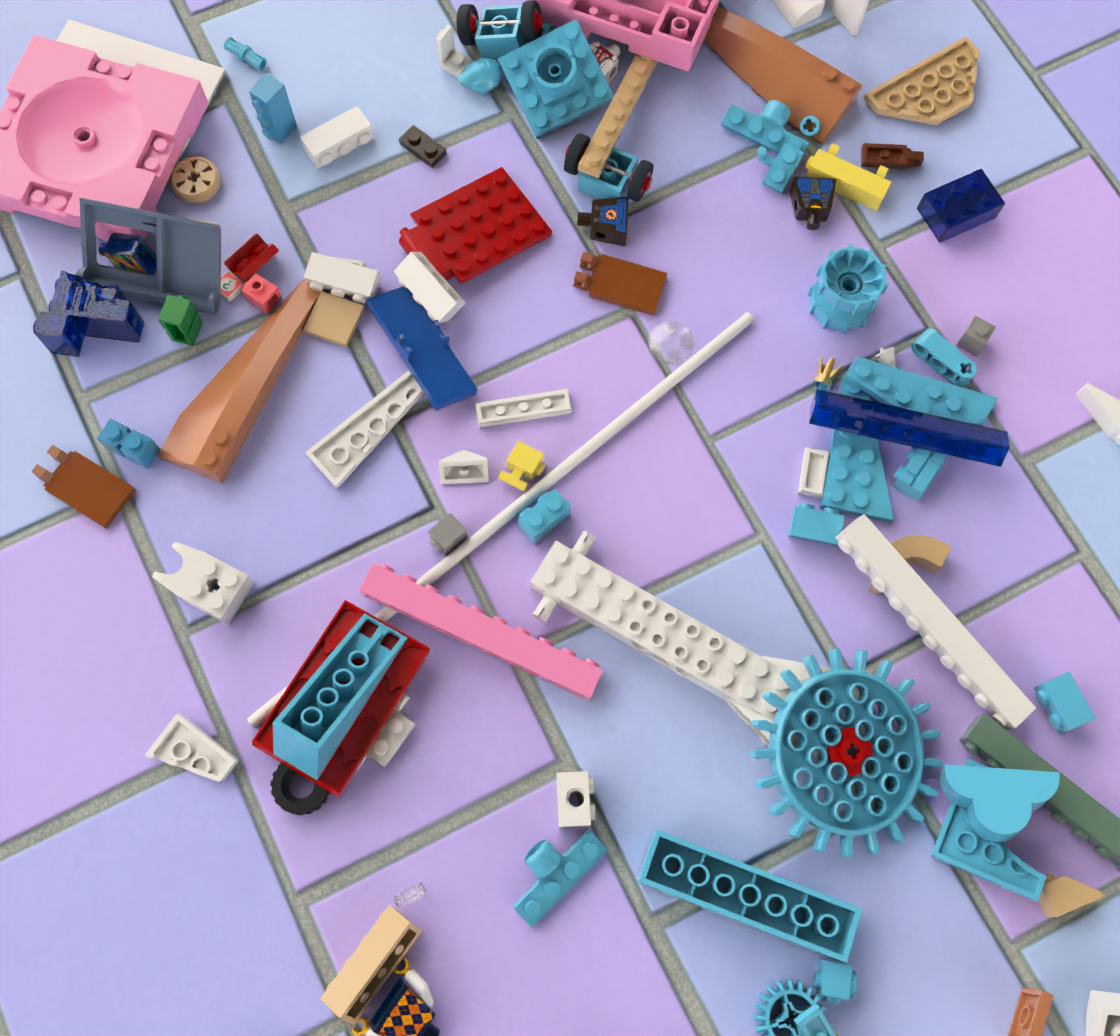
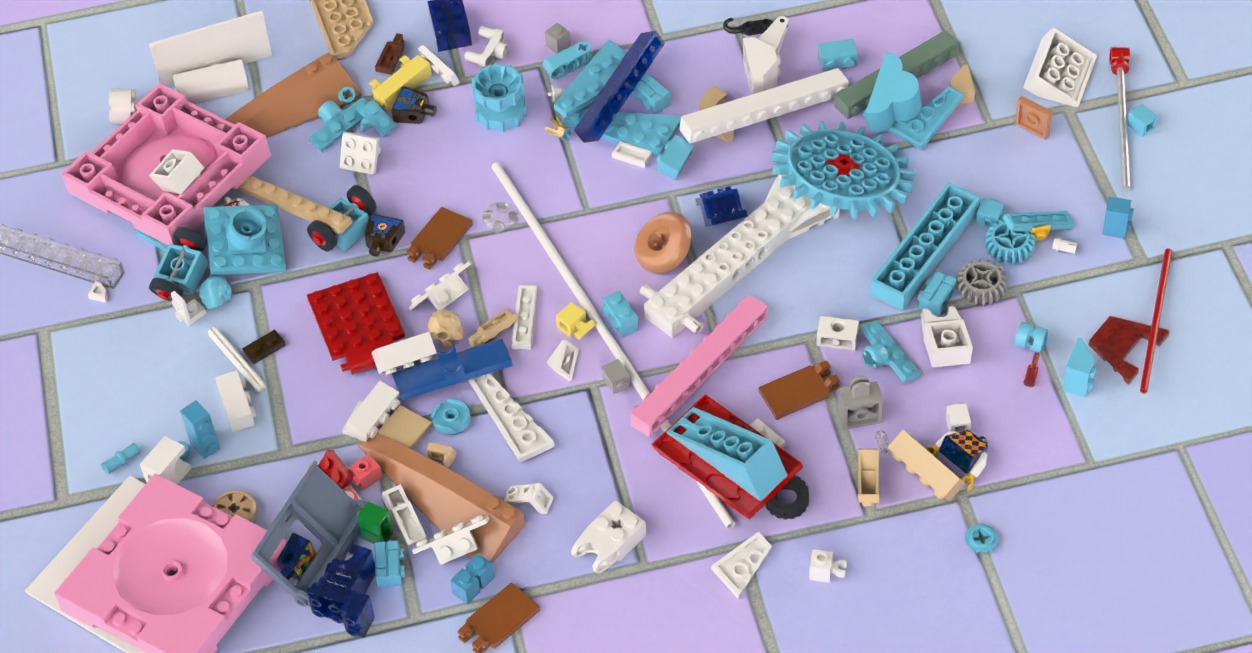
camera: 70 degrees left, 20 degrees down
(140, 350) = (388, 564): none -> medium azure brick
(174, 408) = (454, 542): none -> white bracket
(194, 854) = (822, 566): none -> white brick
(207, 347) = (403, 514): none -> white slope
(226, 93) = (165, 461): none -> white piece
(251, 476) = (532, 493): none -> white bracket
(301, 364) = (441, 453): none -> tan plate
(333, 888) = (868, 476): none -> tan arch
(355, 353) = (451, 409): none -> medium azure plate
(398, 124) = (237, 359): none -> white axle
(449, 854) = (860, 403): none -> light grey brick
(461, 995) = (958, 418): none -> white brick
(473, 764) = (799, 389): none -> dark orange tile
(478, 322) = (445, 326): none -> tan animal
(494, 375) = (492, 328): none -> tan hinge
(538, 310) = (446, 291): none -> white bracket
(604, 951) = (946, 338): none -> white brick
(666, 541) = (663, 242): none -> nougat hat
(671, 925) = (937, 293): none -> medium azure brick
(698, 998) = (981, 287): none -> light grey gear
(720, 162) = (359, 153): none -> white plate
(743, 602) = (721, 206): none -> clear blue bracket
(886, 211) = (438, 66): none -> white plate
(936, 267) = (493, 50): none -> white connector
(1026, 598) = (761, 54): none -> white slope

